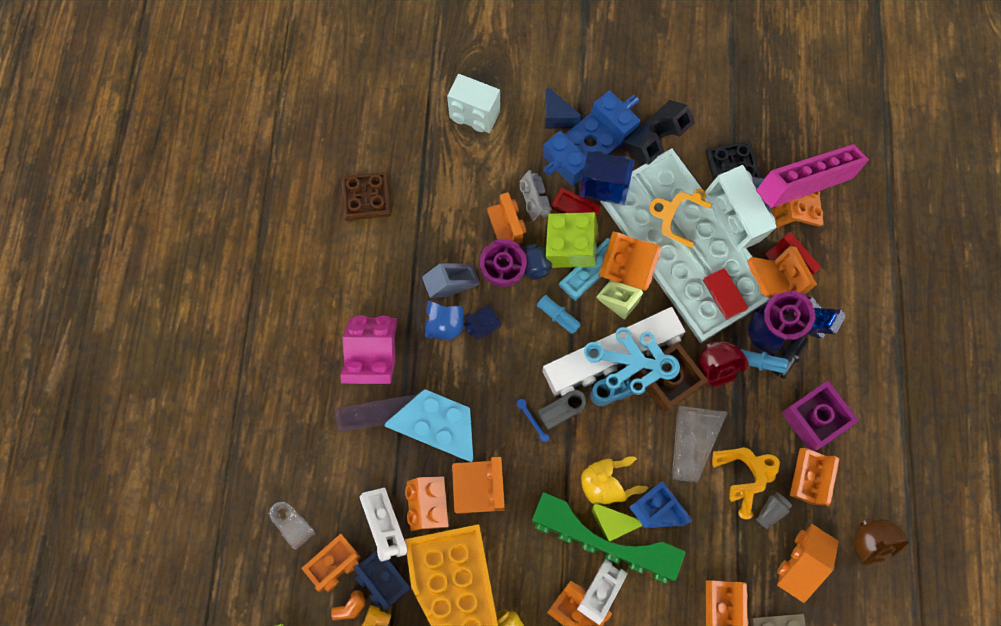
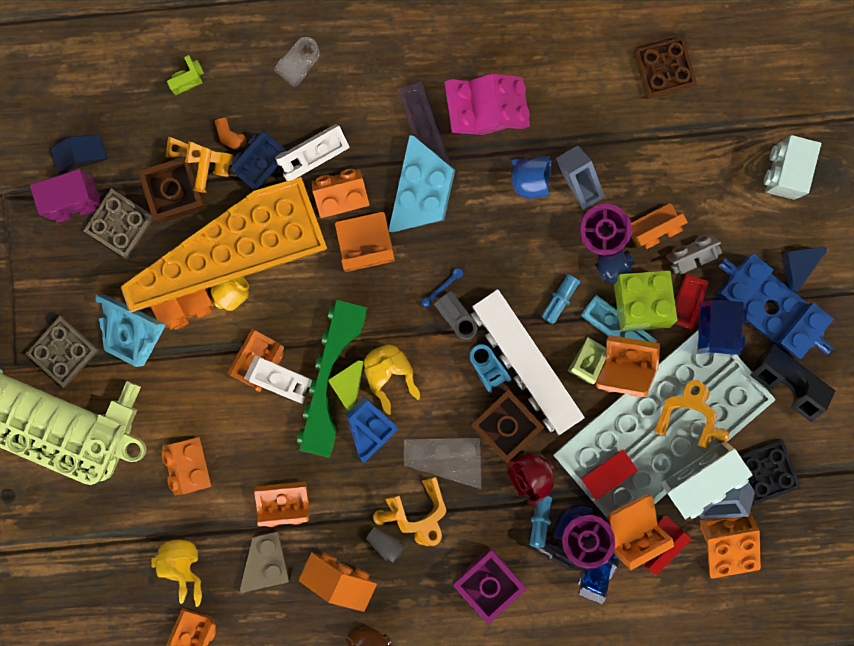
camera: 80 degrees right, 15 degrees up
(331, 563) = (267, 109): orange bracket -> none
(481, 322) = (538, 218): clear blue bracket -> none
(635, 361) = (515, 385): medium azure plant -> none
(811, 175) = (757, 556): dark pink brick -> none
(814, 477) = (425, 583): orange bracket -> none

